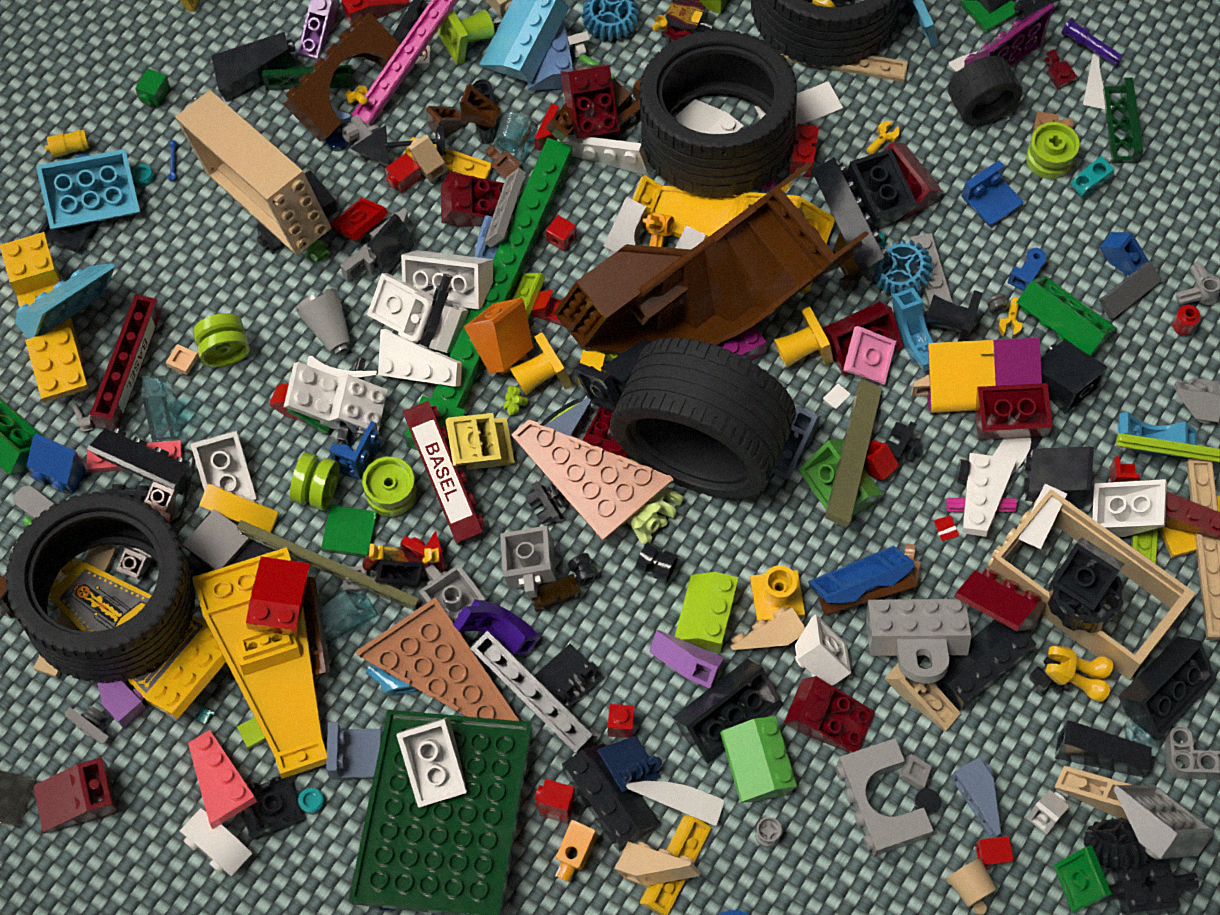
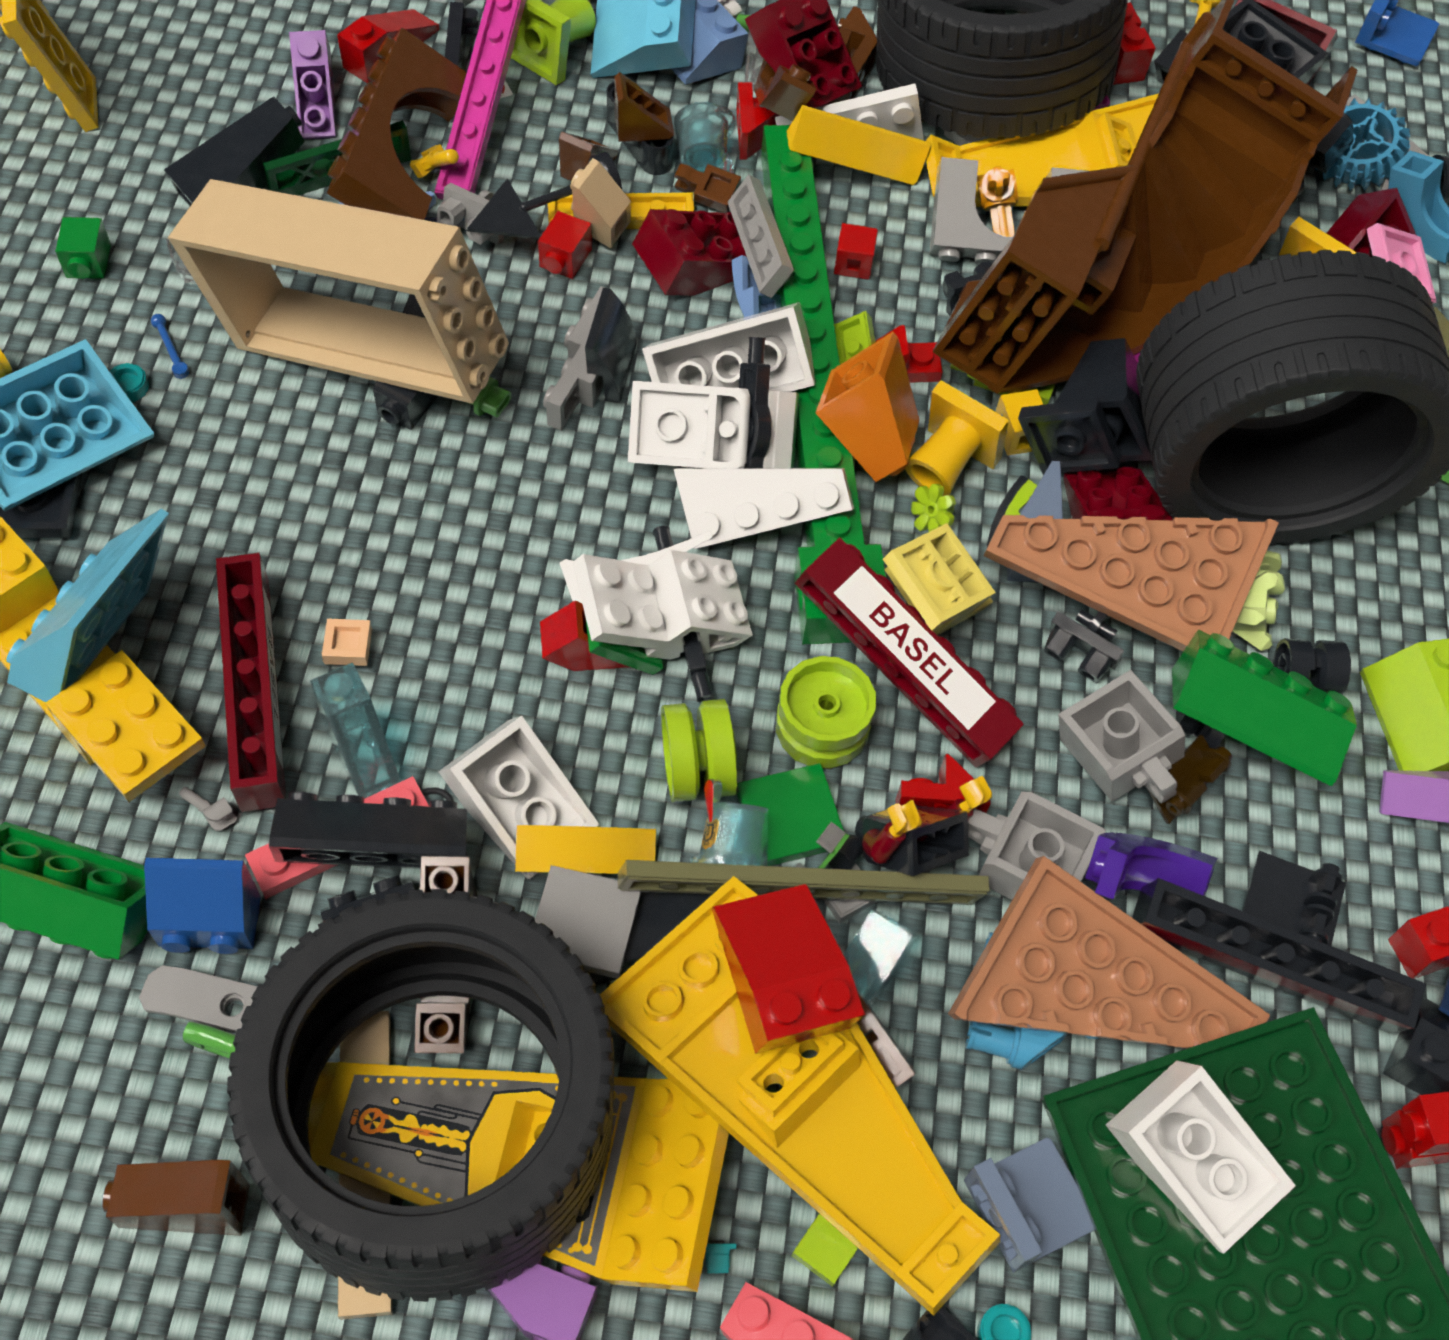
camera: 30 degrees left, 5 degrees down
(221, 340) = (406, 581): lime wheel -> none
(309, 529) = (732, 831): none -> clear light blue hat
(326, 320) = (568, 491): light grey cone -> none
(349, 551) = (842, 847): none -> piece
(355, 462) = (745, 687): blue bracket -> none
(359, 219) = (539, 325): red plate -> none
(594, 169) = (857, 145): none -> yellow slope
(606, 571) = (1263, 706): none -> green slope

